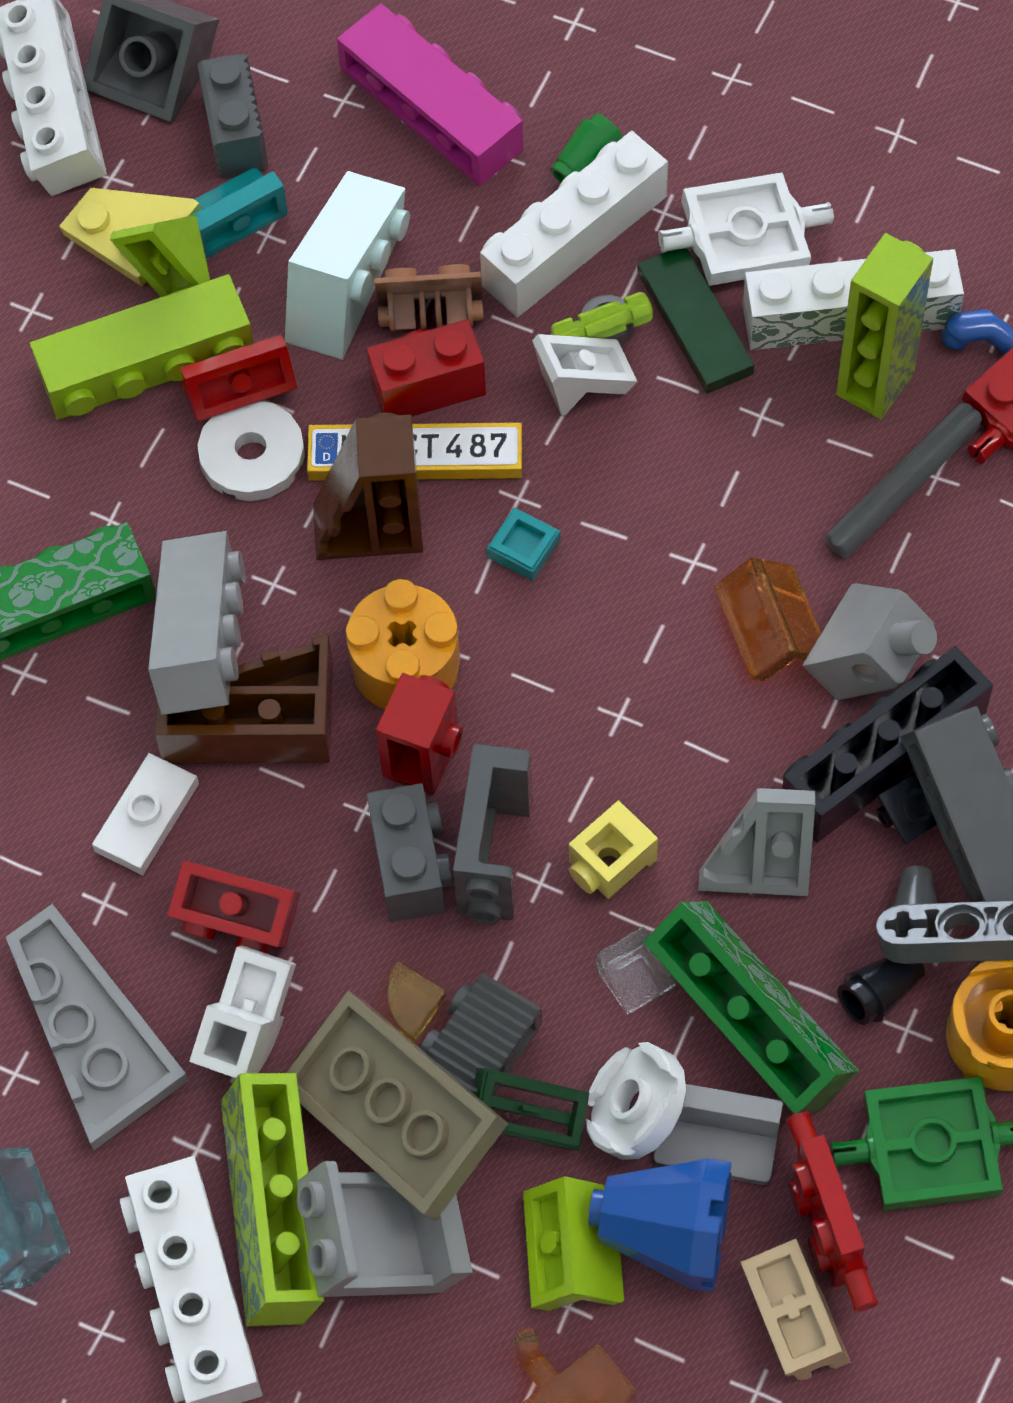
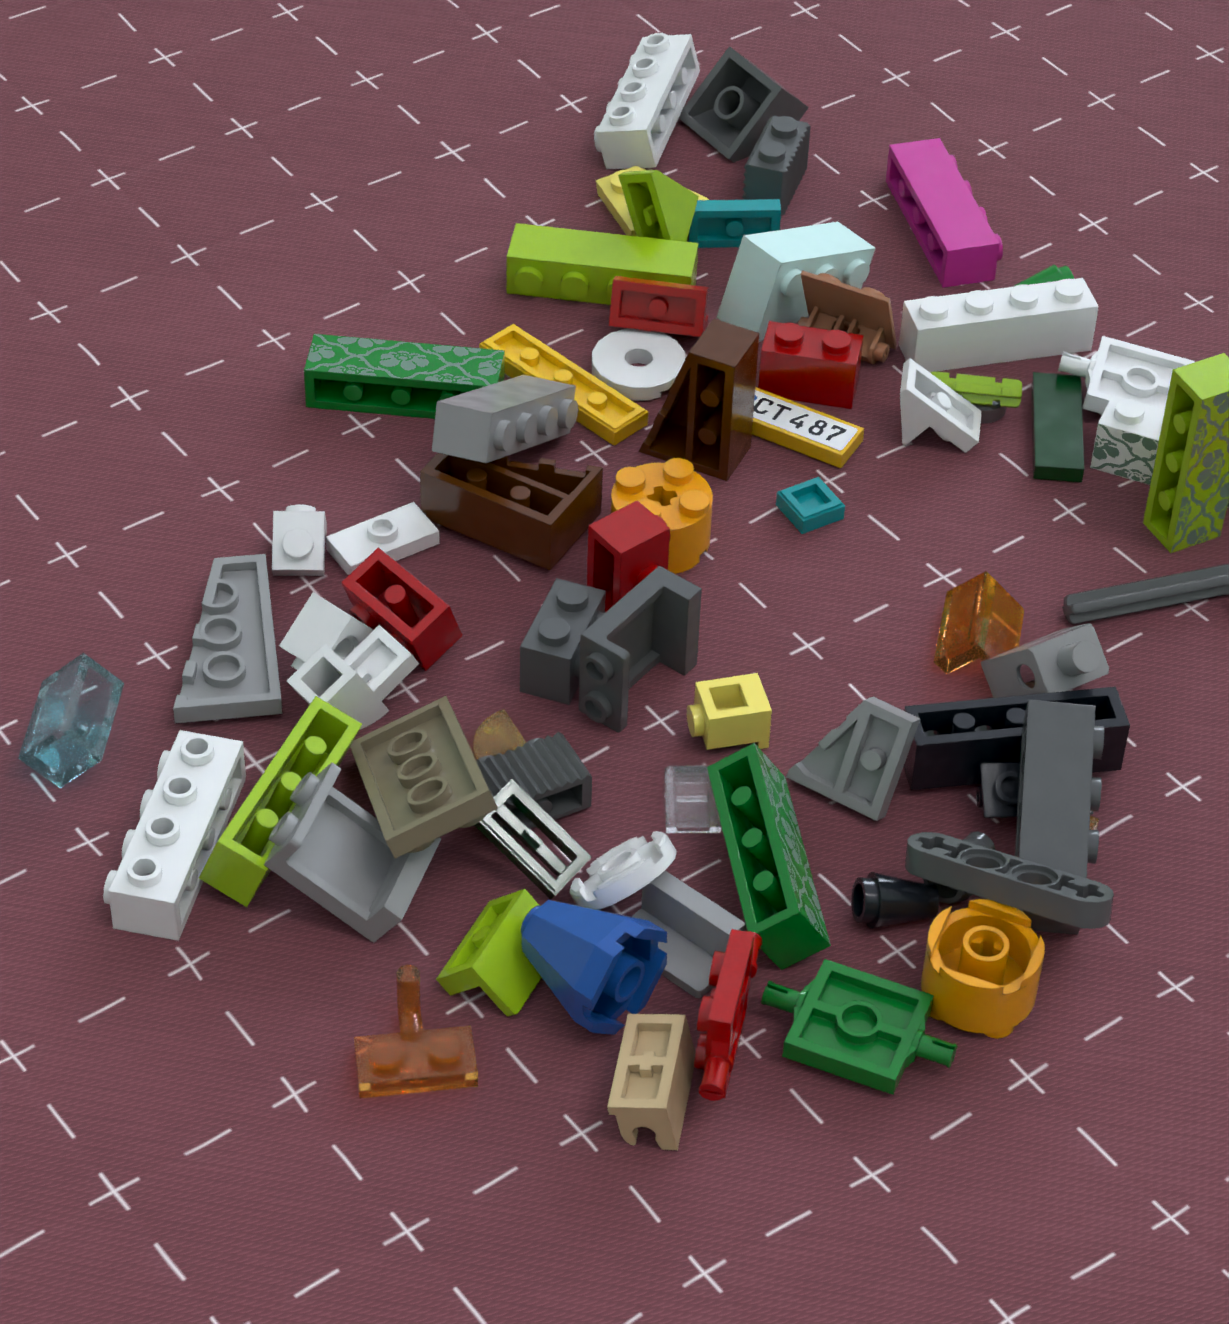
camera: 25 degrees right, 20 degrees down
(70, 865) = (299, 541): none -> white bracket
(183, 980) = (320, 624): none -> white brick
(185, 511) = (599, 405): none -> yellow tile

